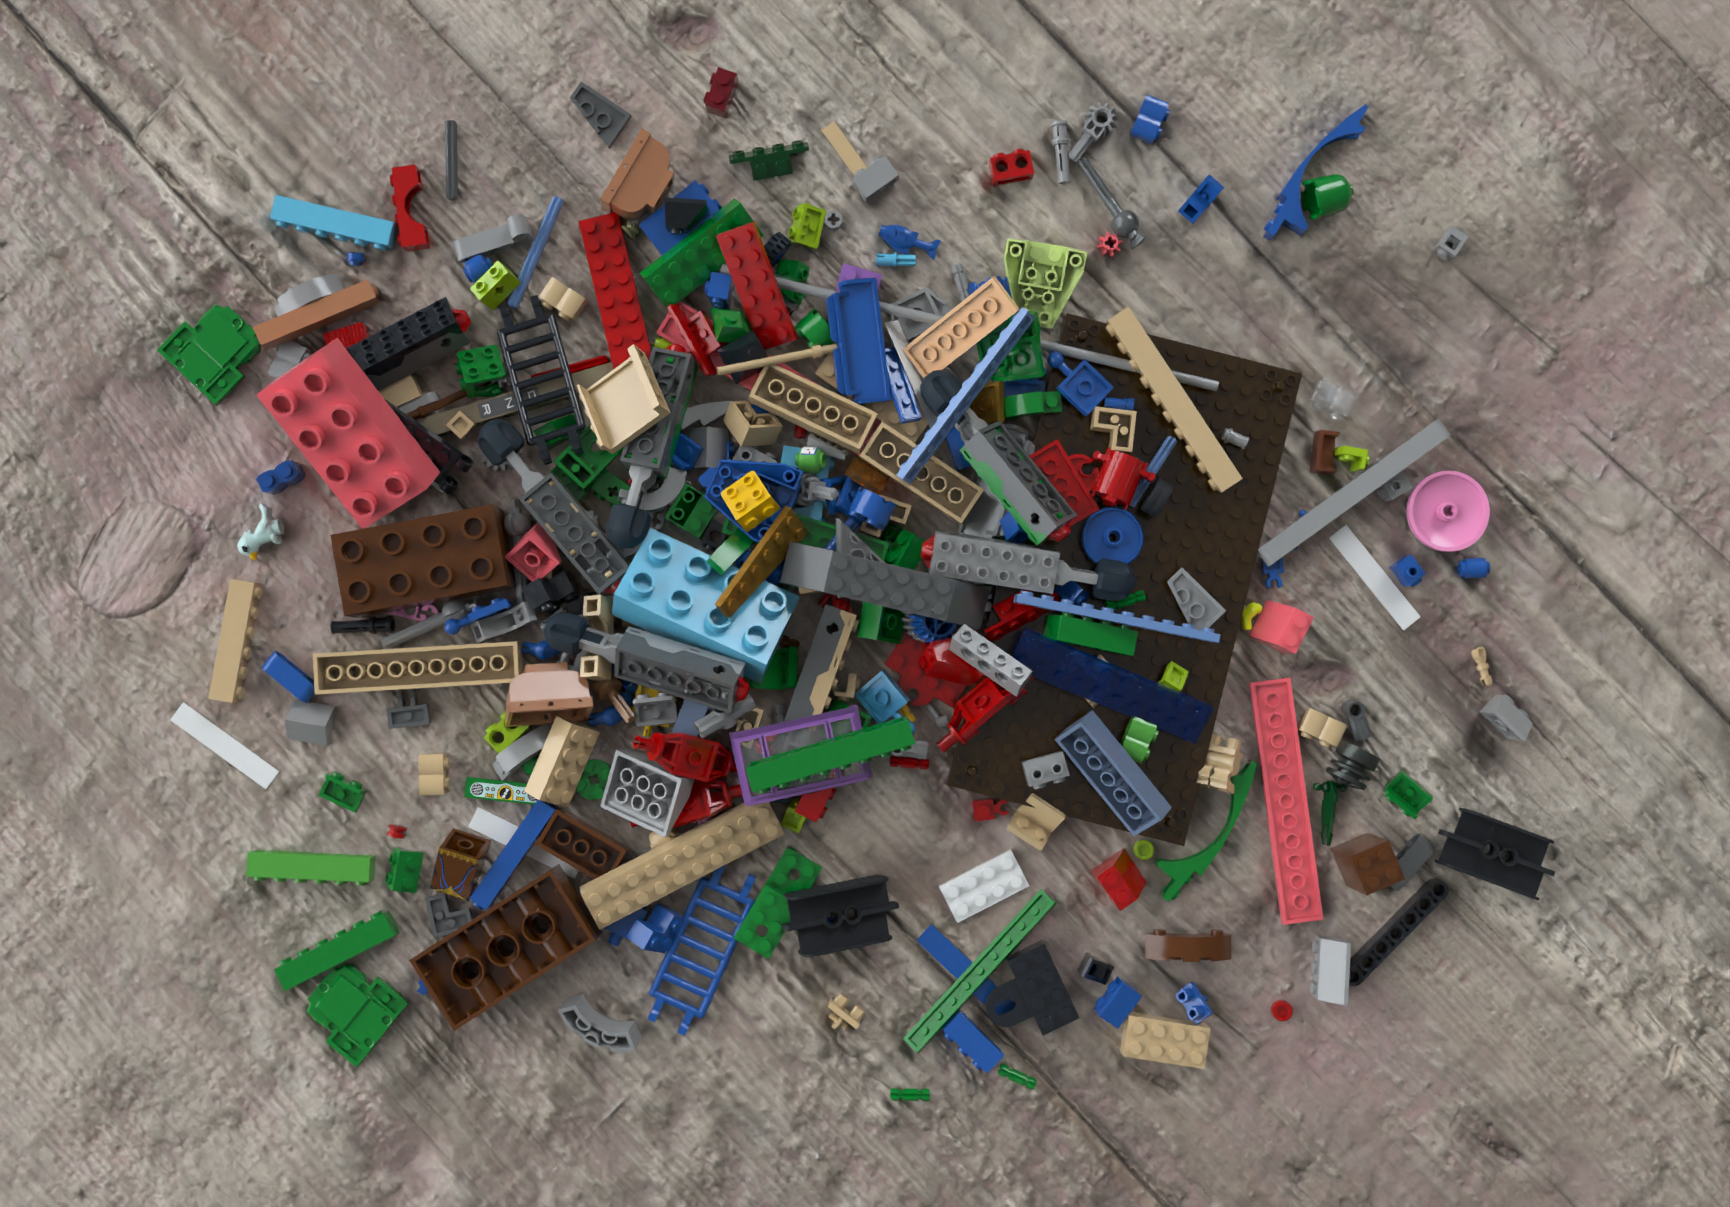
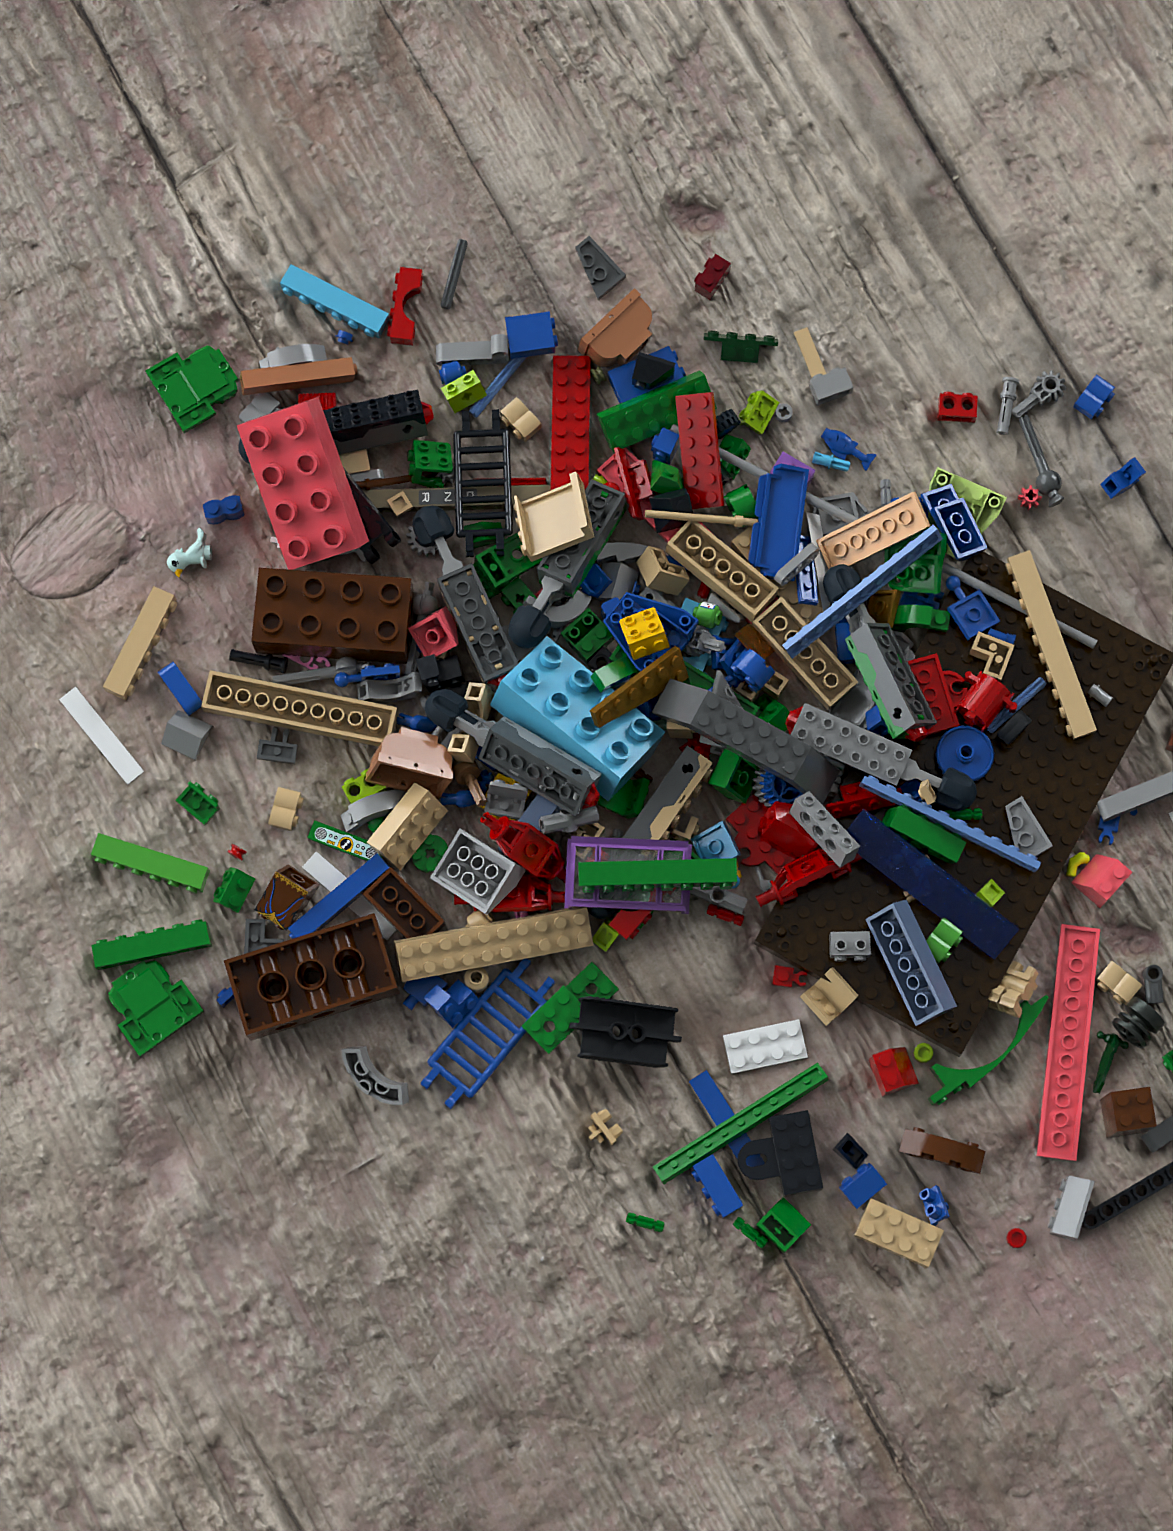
camera: 20 degrees right, 10 degrees down
(548, 206) = (531, 335): none -> blue brick
(673, 906) = (474, 974): none -> tan head
(889, 383) = (796, 564): none -> light grey beam
(1040, 293) = (956, 521): none -> blue slope
(1048, 1062) = (783, 1224): none -> green slope
(1086, 593) = (926, 792): none -> tan plate

